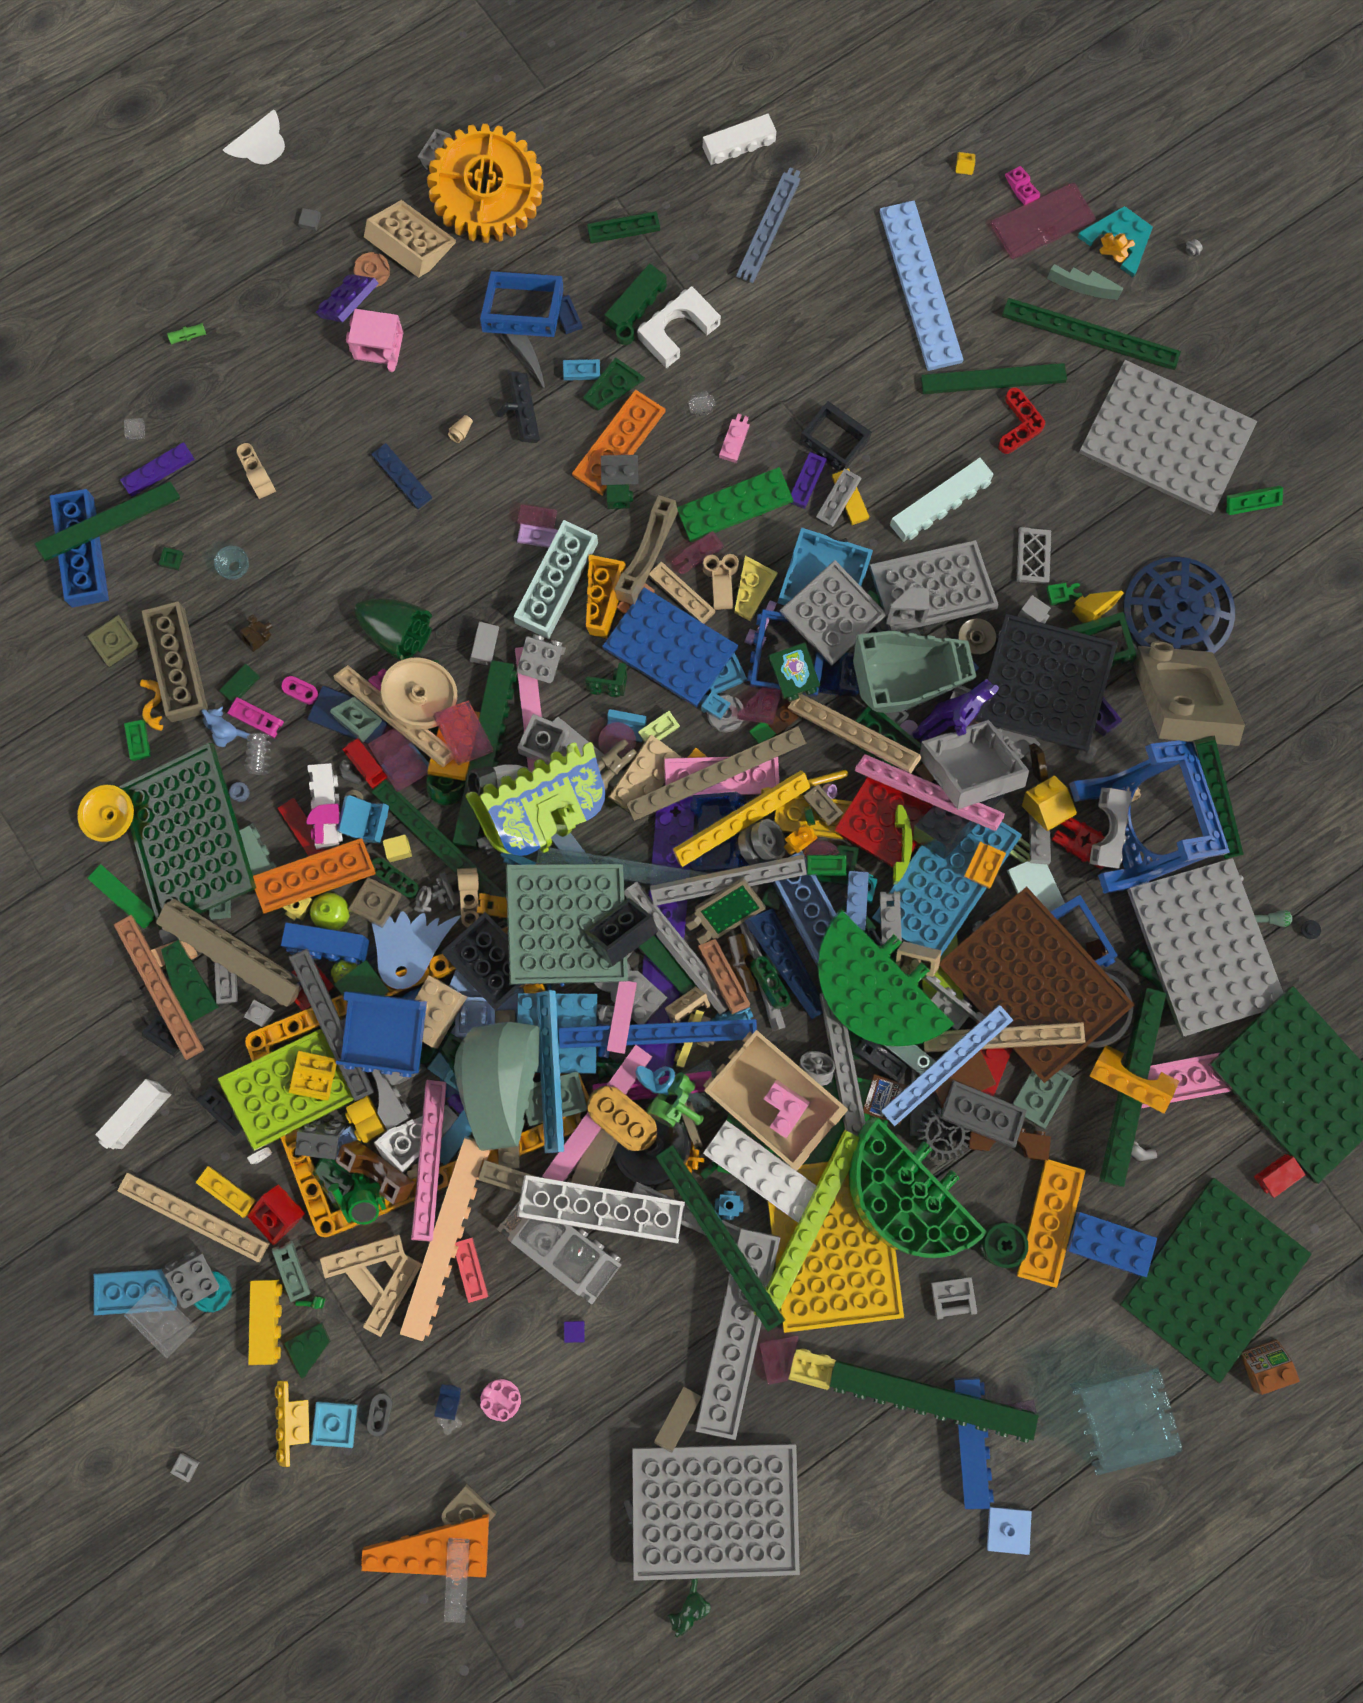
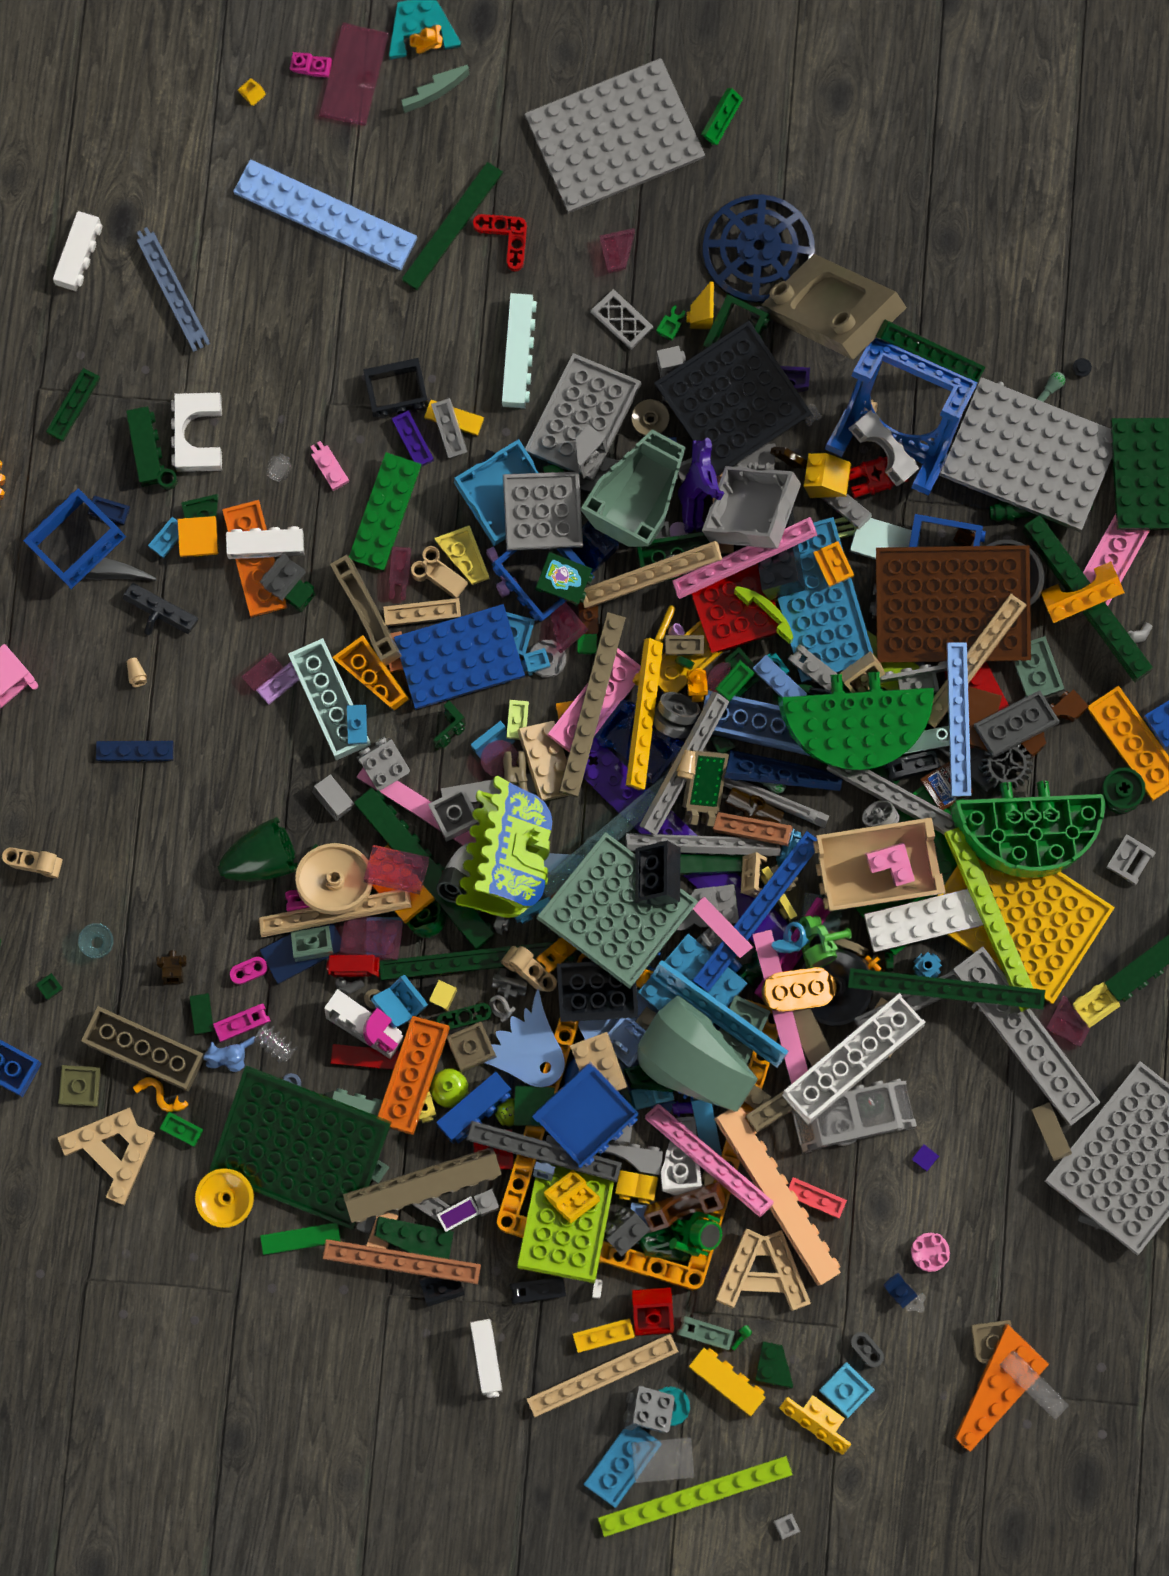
camera: 45 degrees left, 0 degrees up
(72, 723) = (90, 1139): none -> tan plate
(153, 1372) = (695, 1496): none -> lime plate
(231, 999) = (458, 1214): none -> dark purple tile
(317, 1037) = (544, 1171): none -> sand blue plate
(550, 612) = (357, 724): none -> dark azure plate
(599, 388) = (197, 536): none -> light orange tile
(634, 437) = (265, 543): none -> white brick
(727, 882) = (686, 767): none -> tan cone
(762, 980) = (793, 794): dark green beam -> none
(1084, 508) = (617, 248): none -> clear pink wing
(1091, 333) = (480, 120): dark green plate -> none

